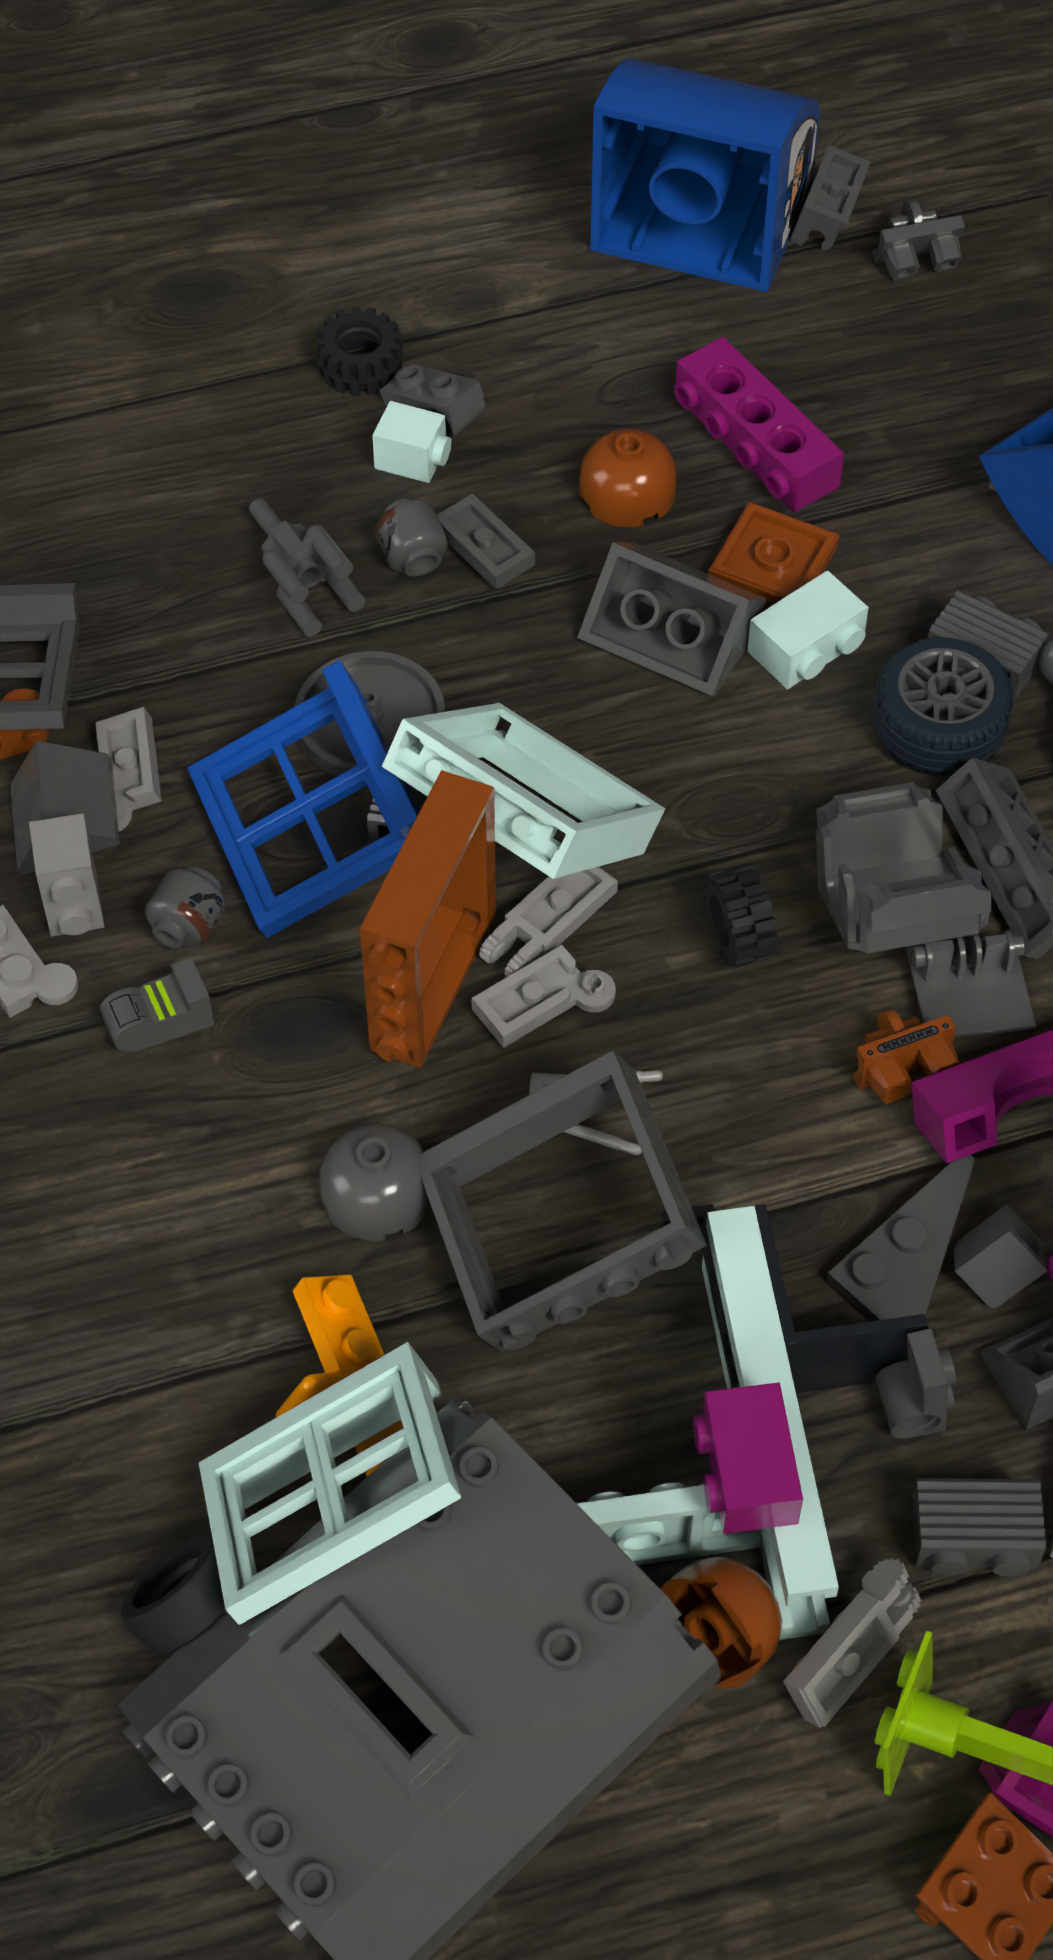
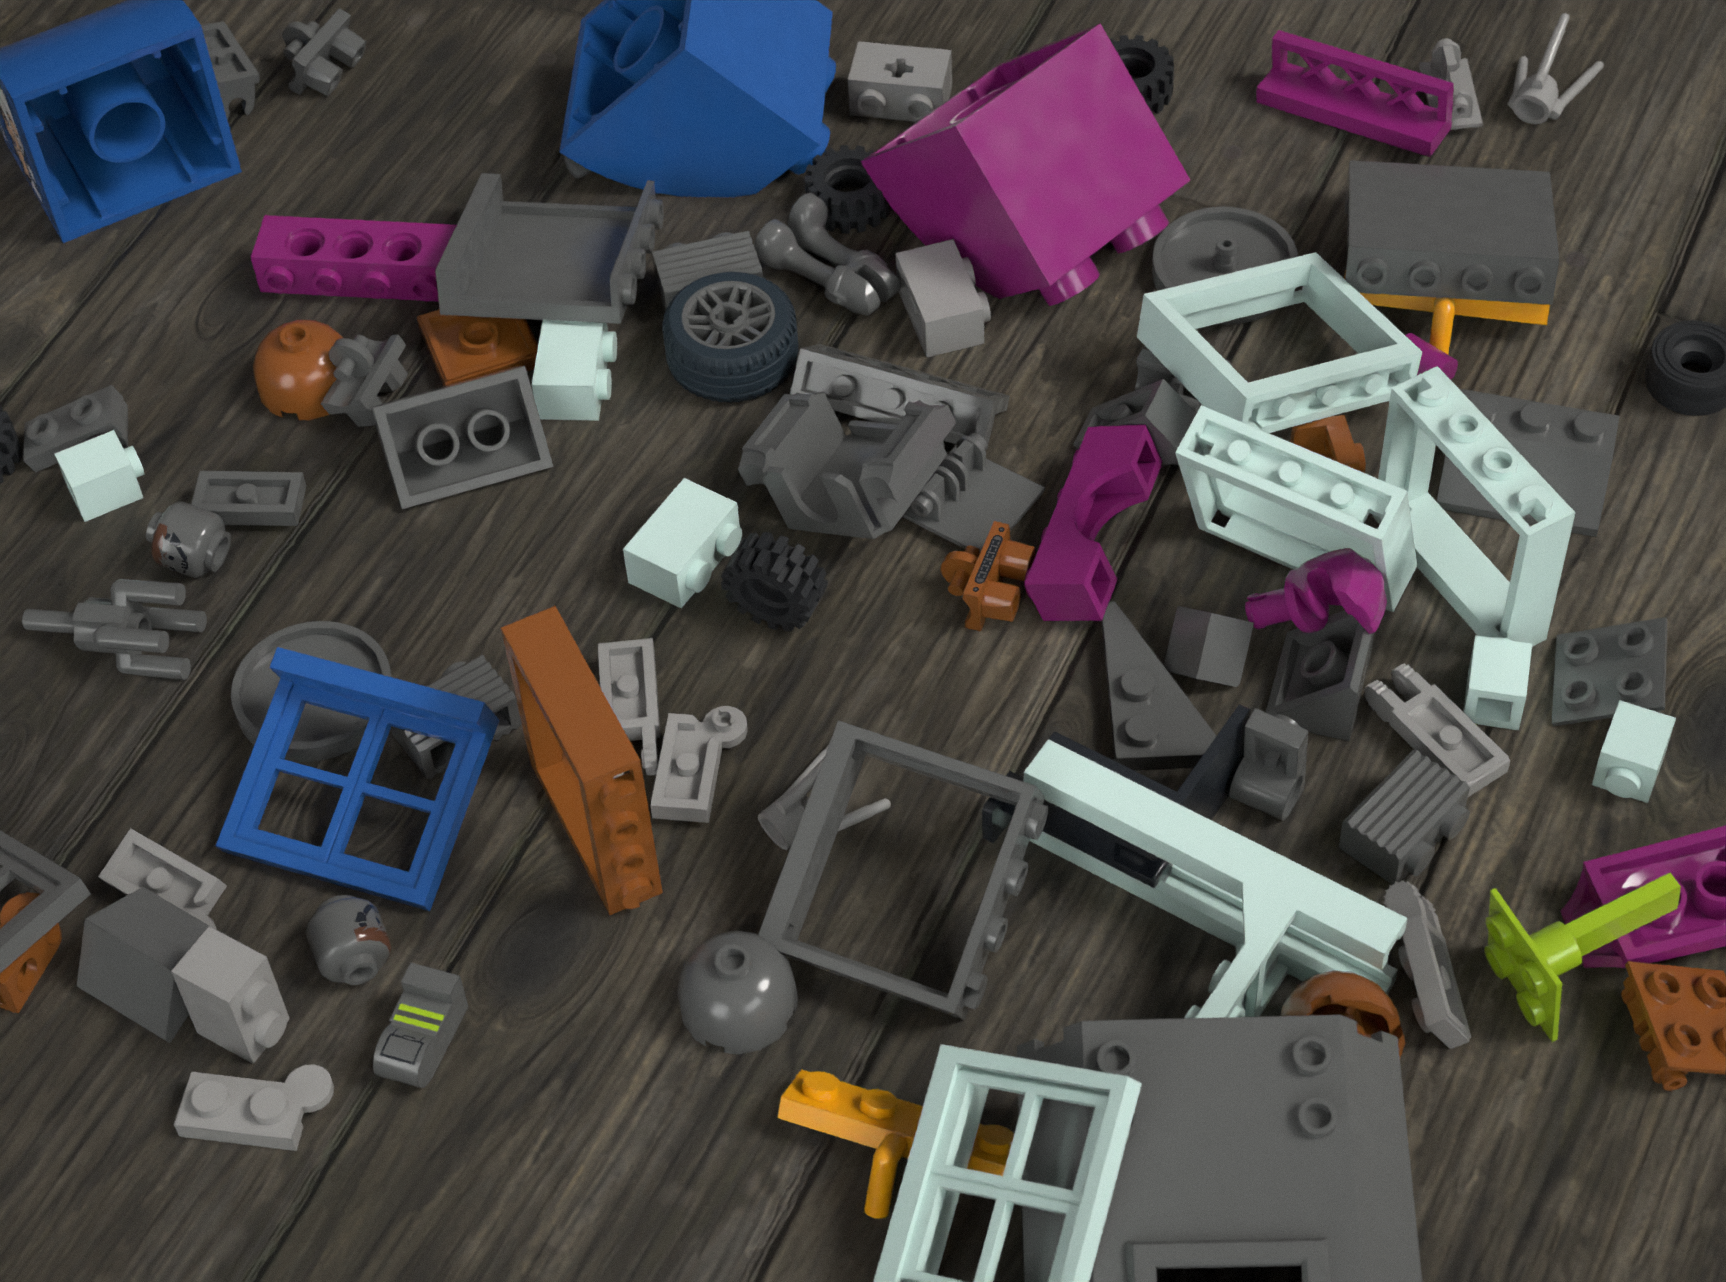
camera: 45 degrees left, 5 degrees down
(614, 815) = (468, 636): light aqua window -> none
(653, 510) = (362, 372): none -> dark grey hips
(723, 830) = (683, 543): none -> light aqua brick
(750, 1458) = (1264, 887): magenta brick -> none
(879, 529) = (546, 257): none -> dark grey panel

